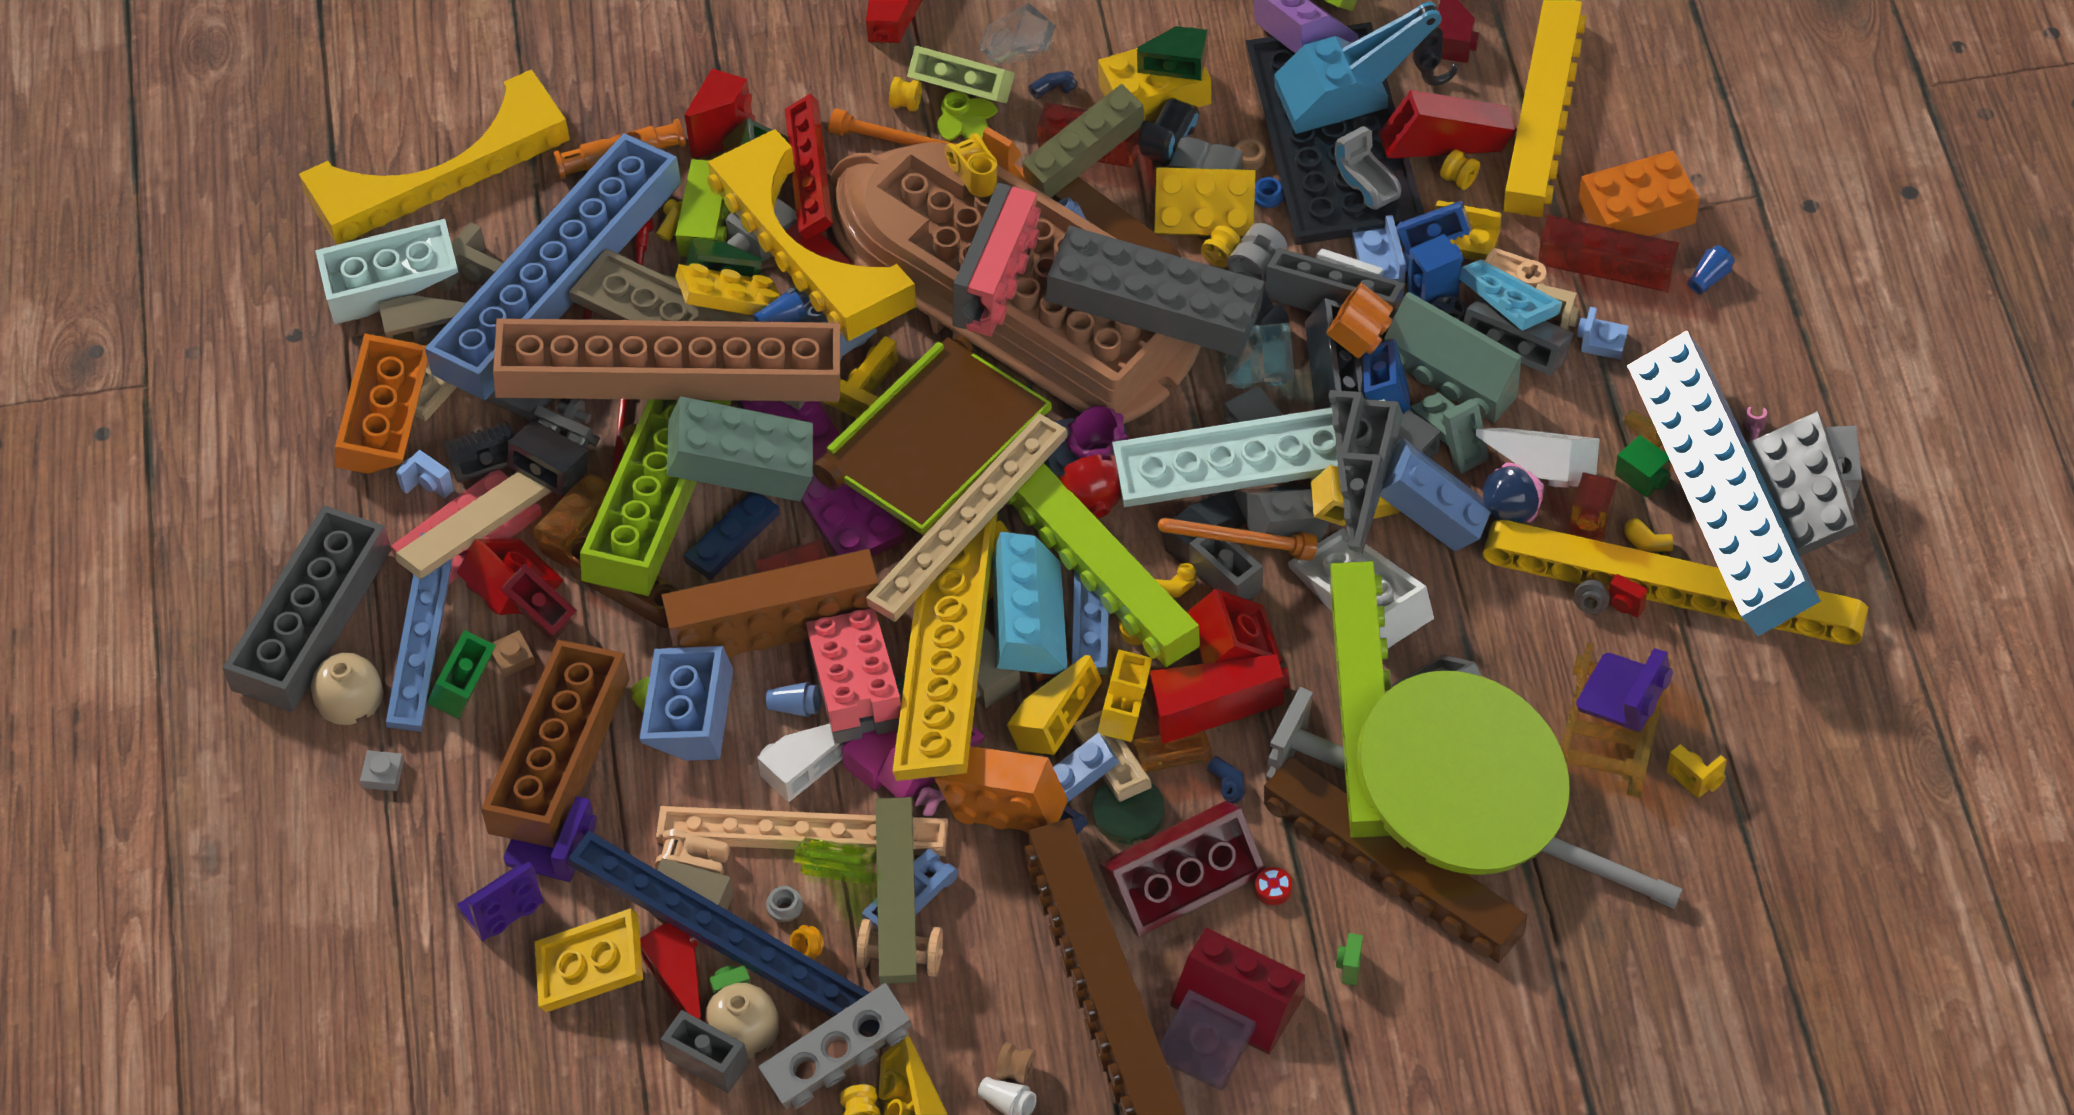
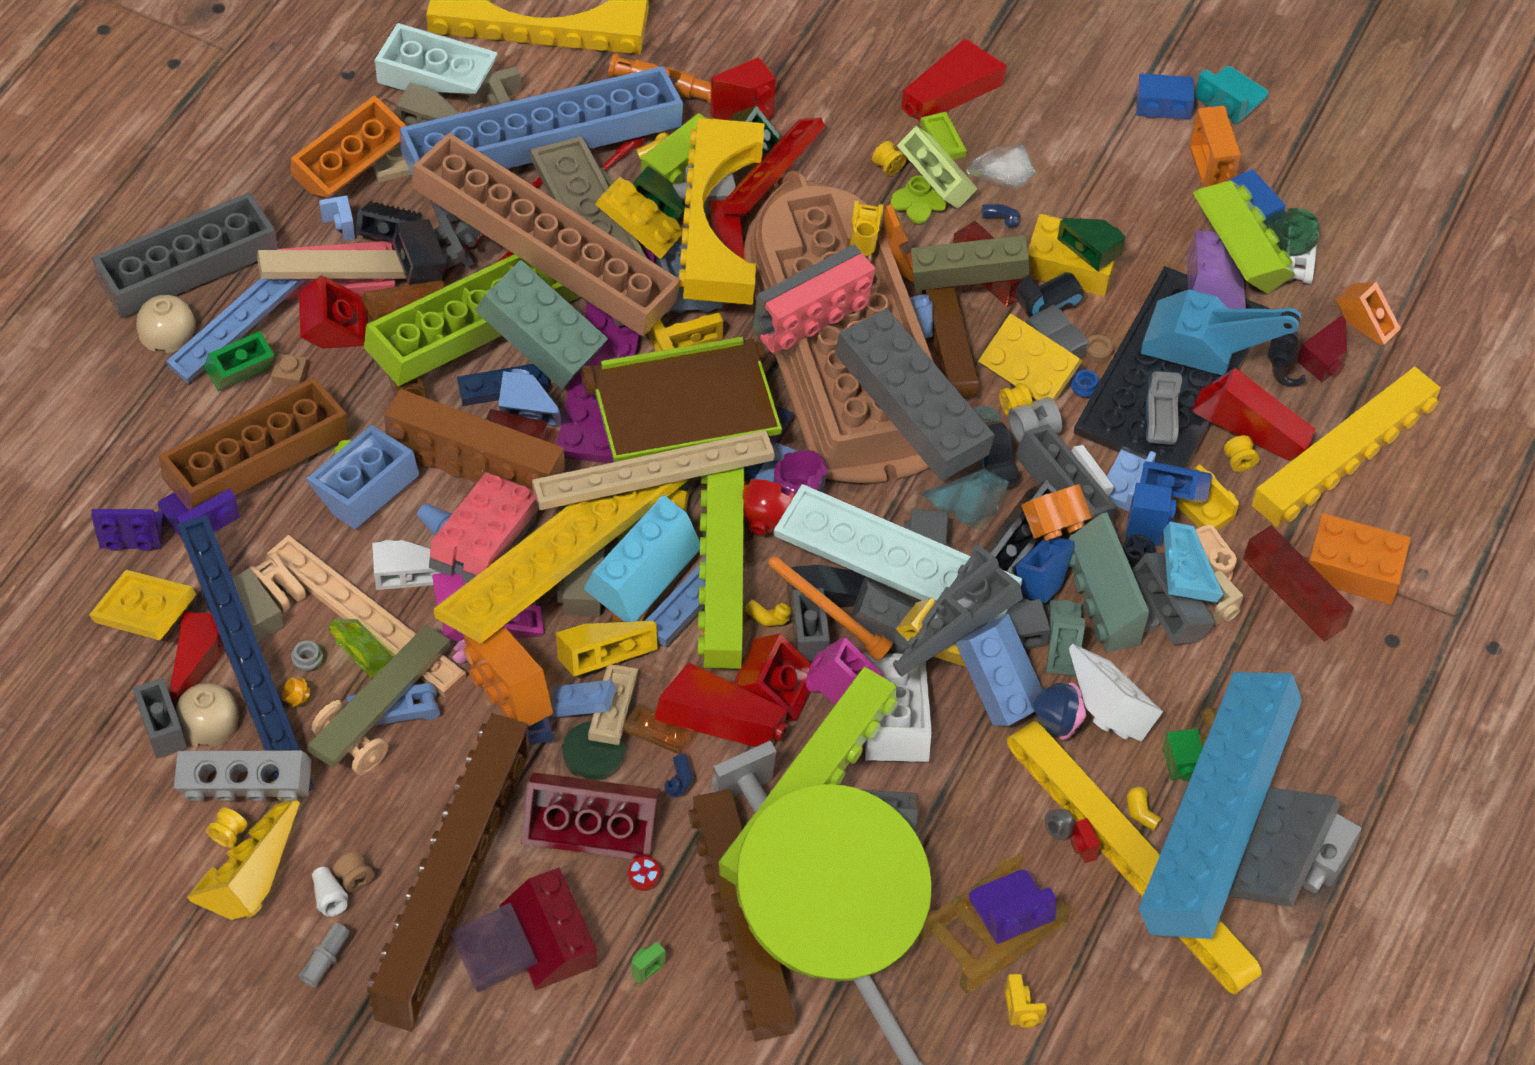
camera: 30 degrees right, 0 degrees up
(382, 770) = (139, 393): light grey plate -> none
(539, 602) = (327, 346): dark red slope -> none
(728, 976) = (222, 678): bright green plate -> none
(783, 309) = (658, 251): blue cone -> none
(783, 526) = (526, 397): none -> medium blue slope
(842, 123) = (829, 152): orange piece -> none
(930, 37) = (944, 133): none -> lime tile
(1124, 695) = (657, 668): yellow slope -> none
(1295, 589) = (836, 669): none -> dark pink torso
(1593, 507) = (1110, 759): clear red brick -> none
(1601, 336) = (1241, 640): light blue bracket -> none
(1712, 267) = (1368, 645): blue cone -> none
(1754, 423) = (1301, 780): bright pink hand -> none

